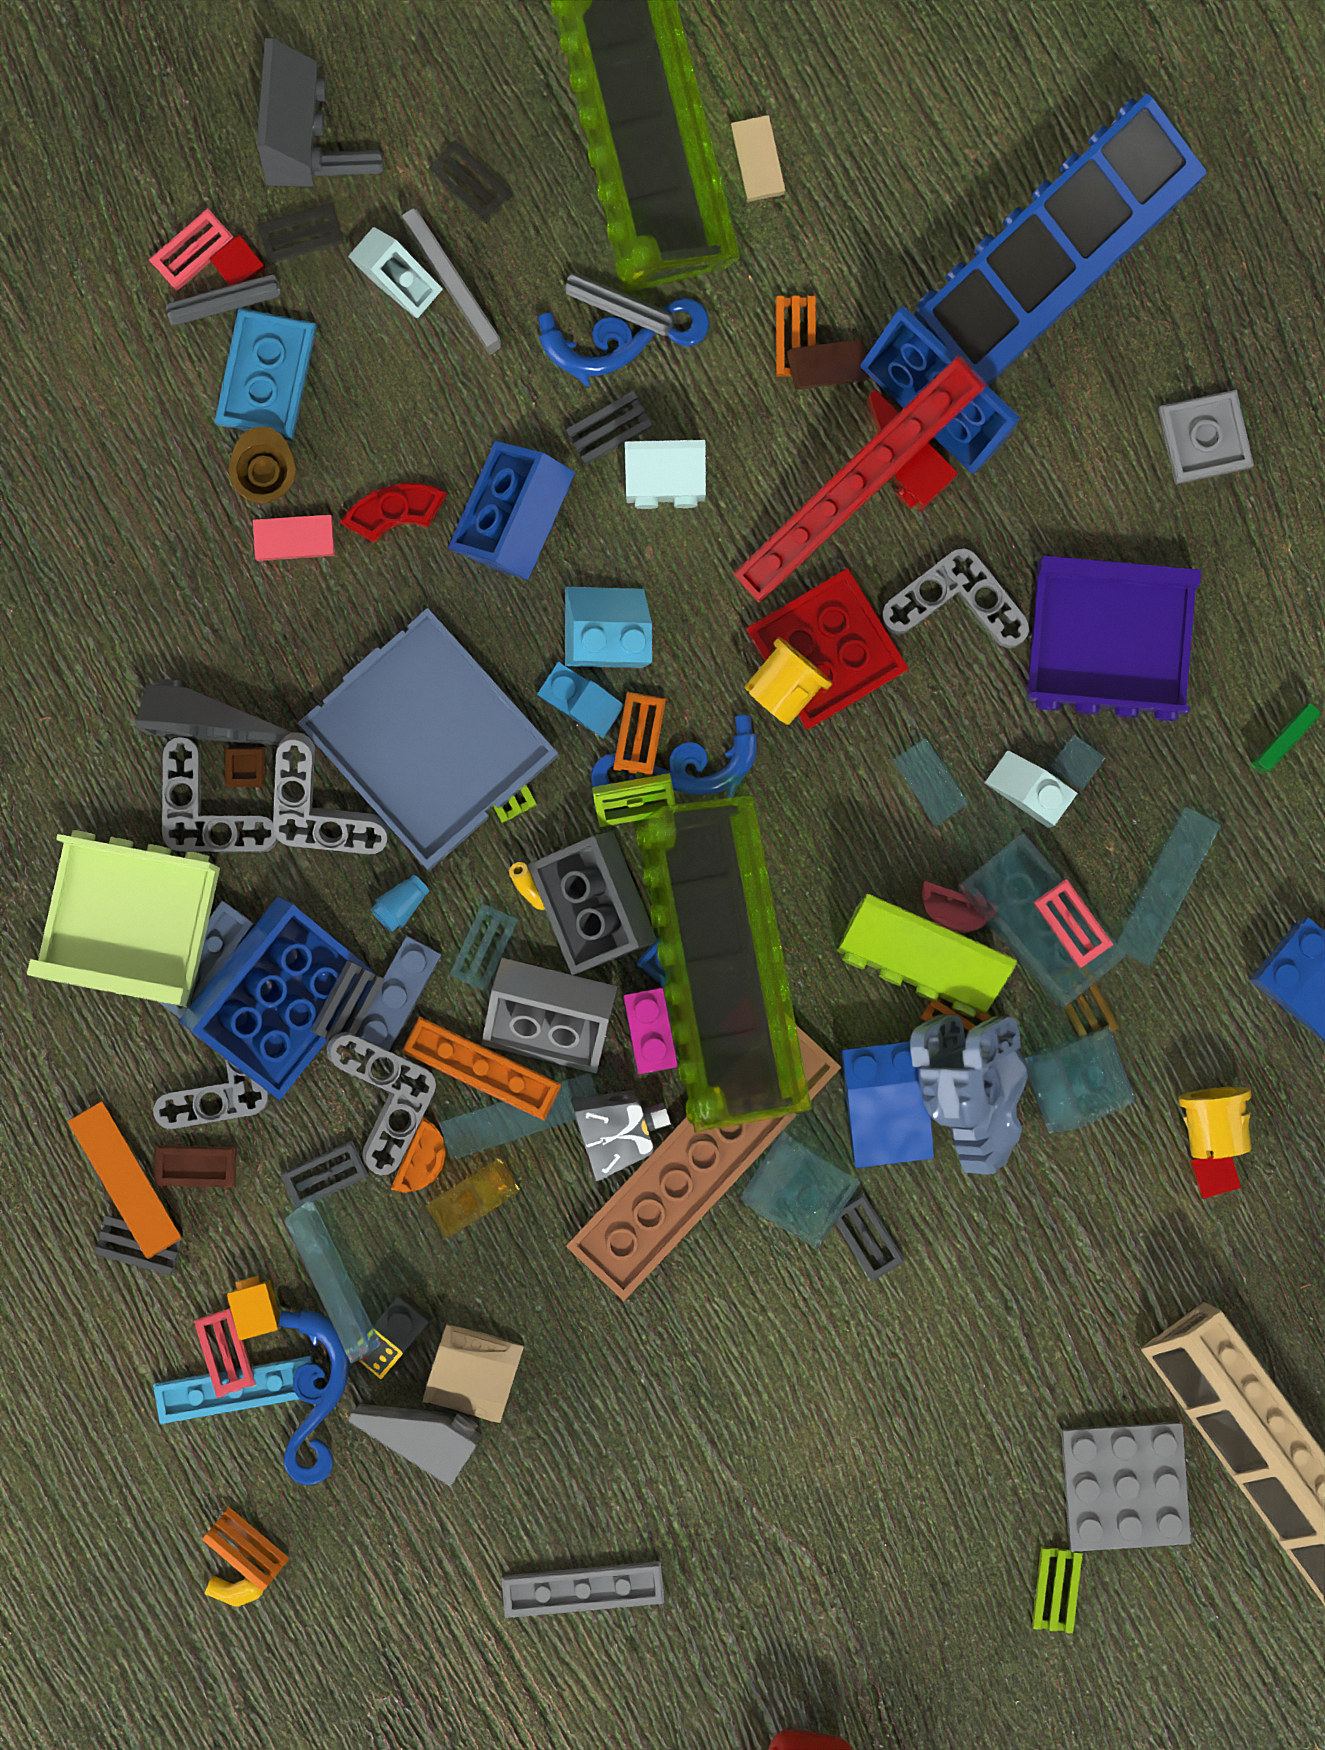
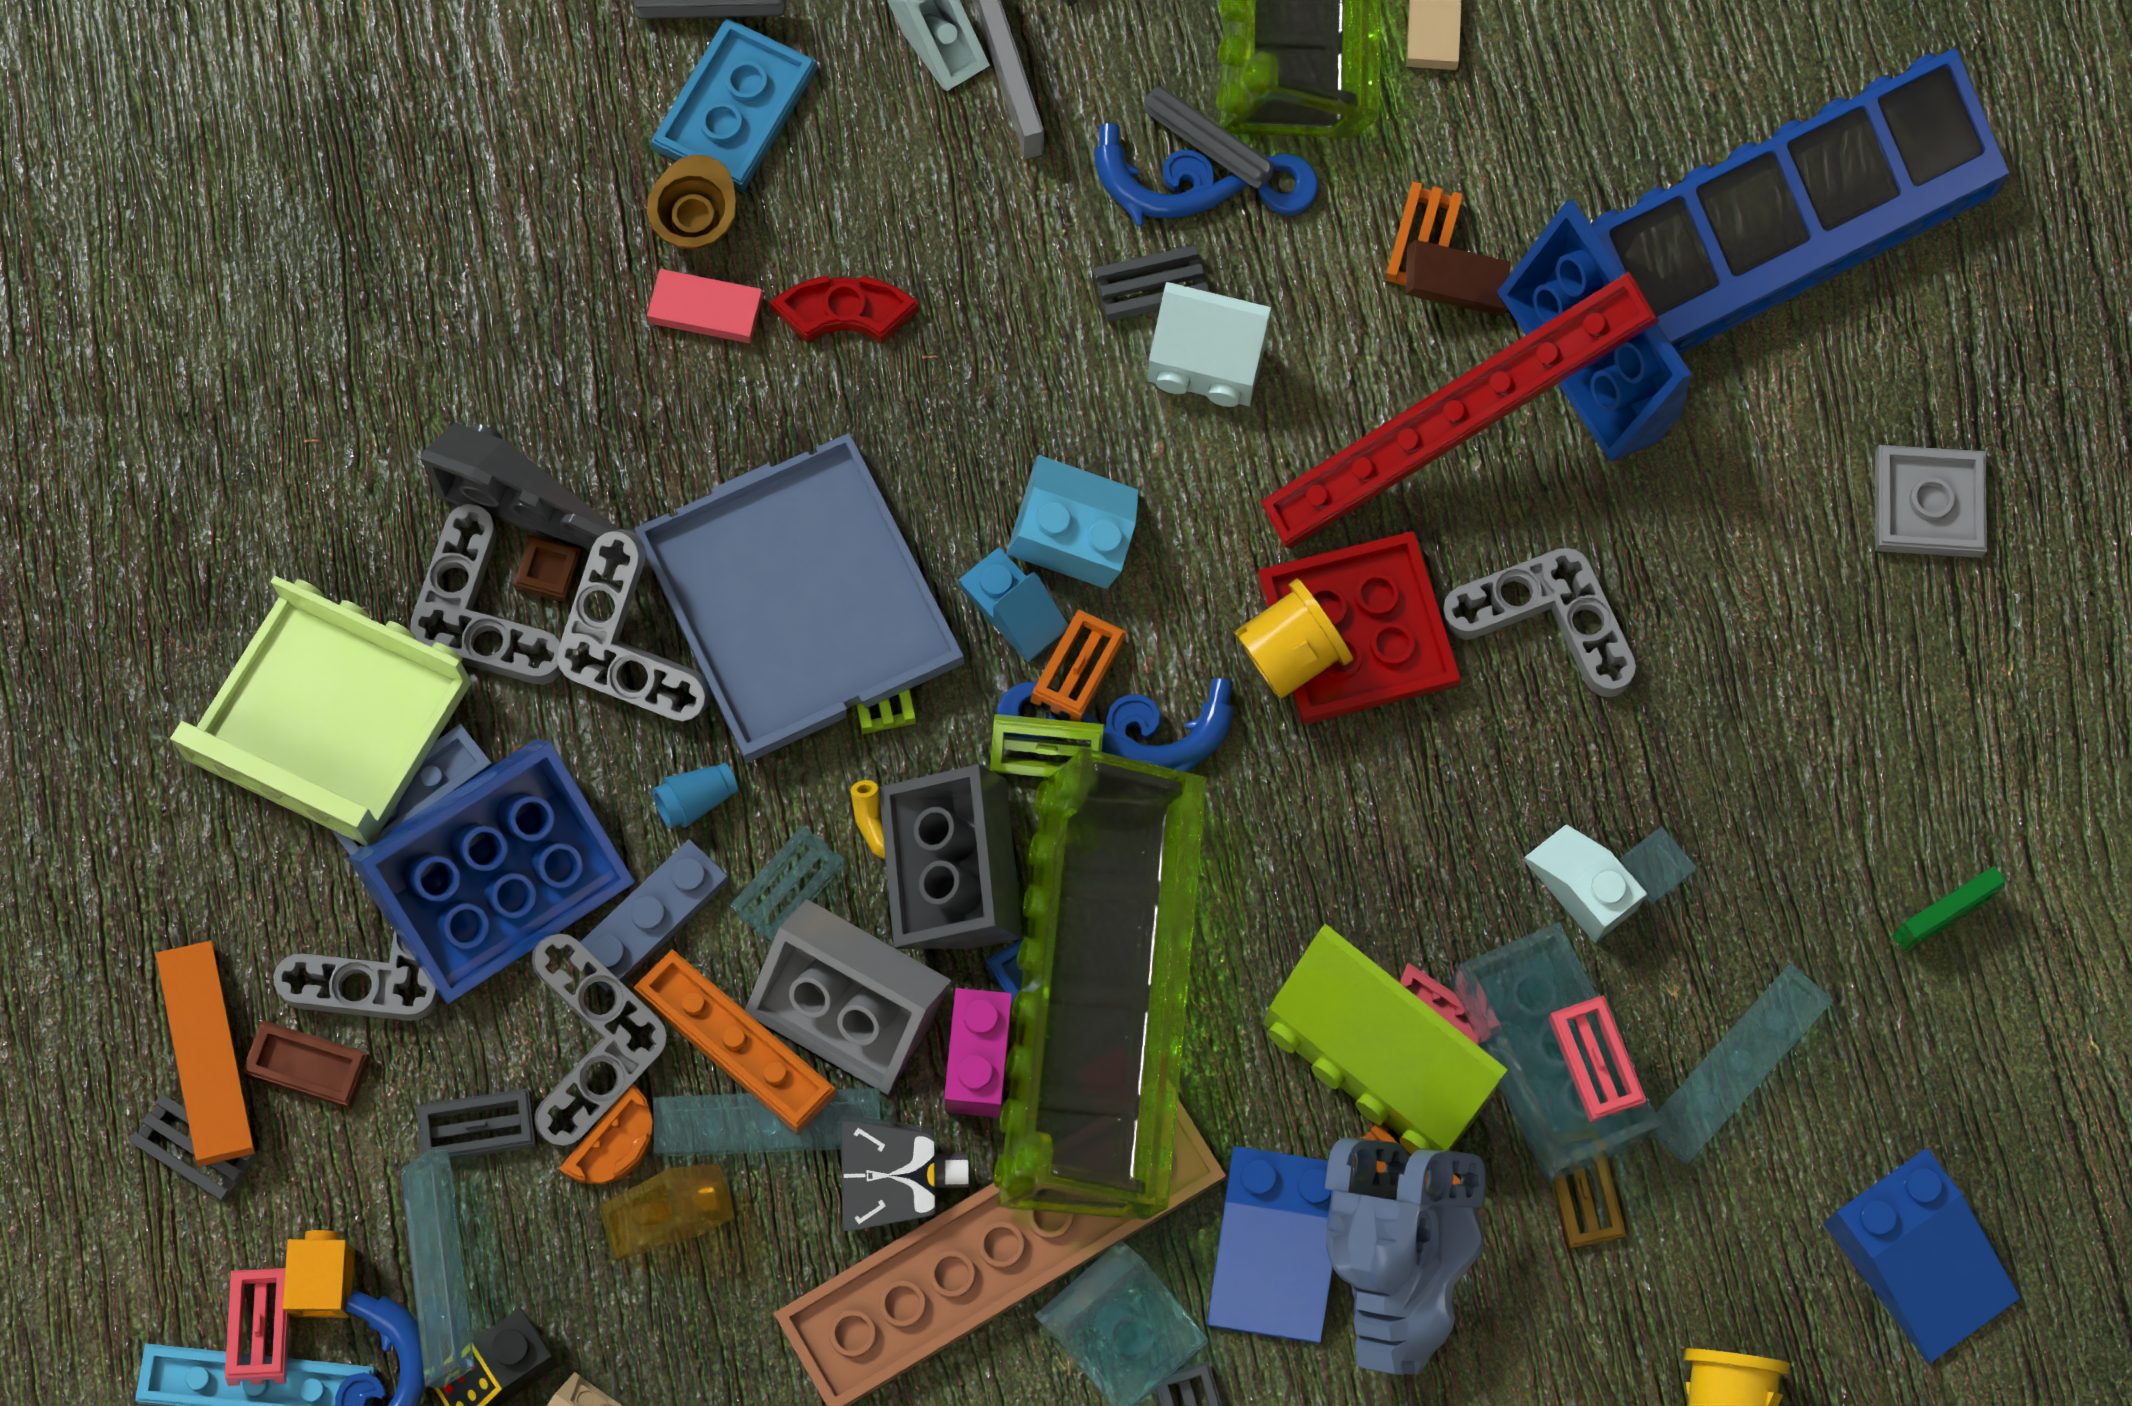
camera: 15 degrees right, 15 degrees down
(361, 1008) = (598, 916): dark grey tile -> none
(512, 509) = (997, 344): blue slope -> none
(924, 474) = (1541, 436): red slope -> none
(930, 782) = (1450, 837): clear light blue tile -> none
(1079, 1081) = (1551, 1287): clear light blue slope -> none
(1112, 637) = (1745, 714): dark purple panel -> none

